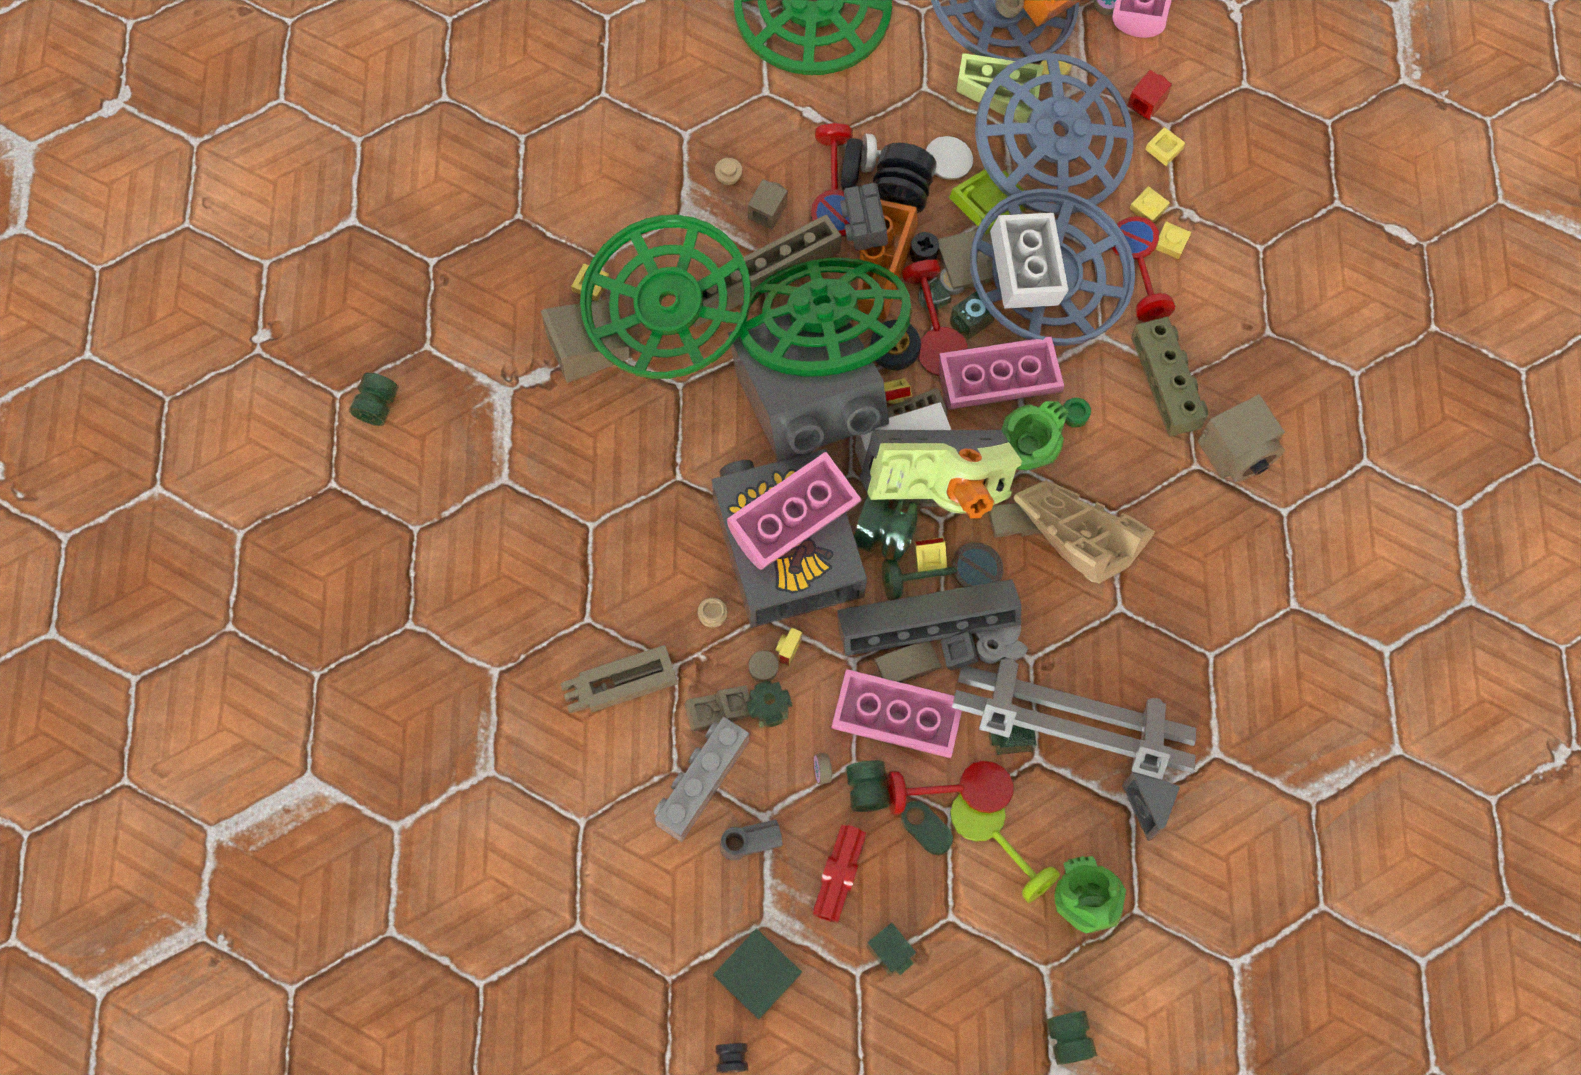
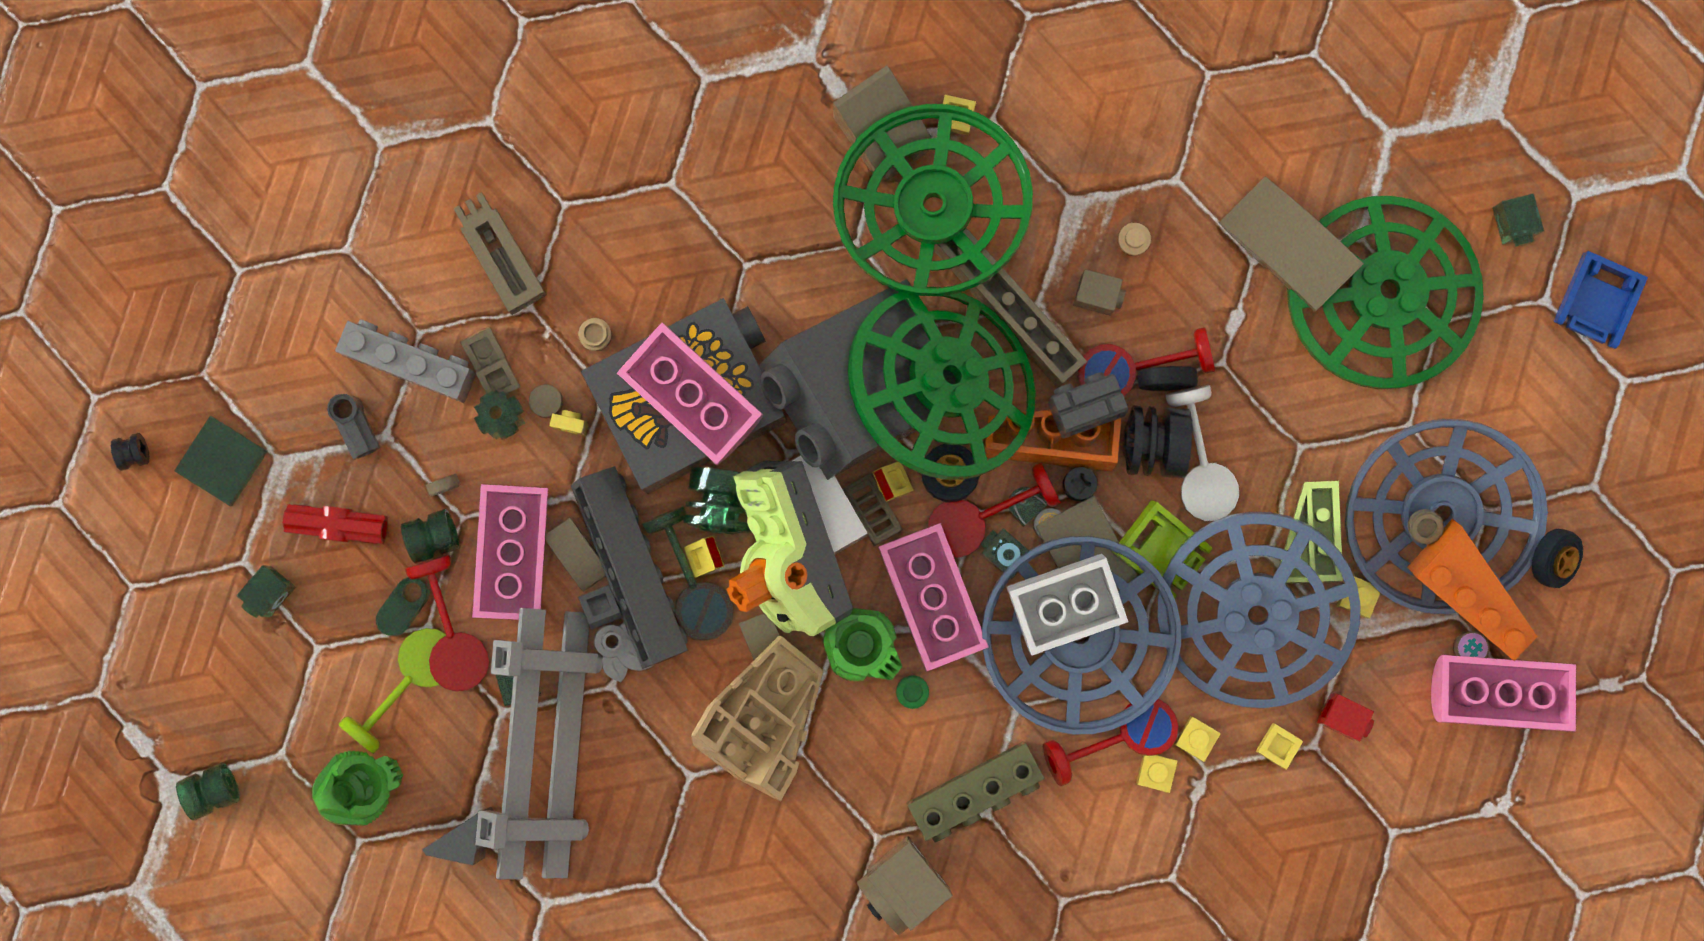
camera: 80 degrees right, 15 degrees up
(759, 57) = (1290, 243): none -> dark tan slope

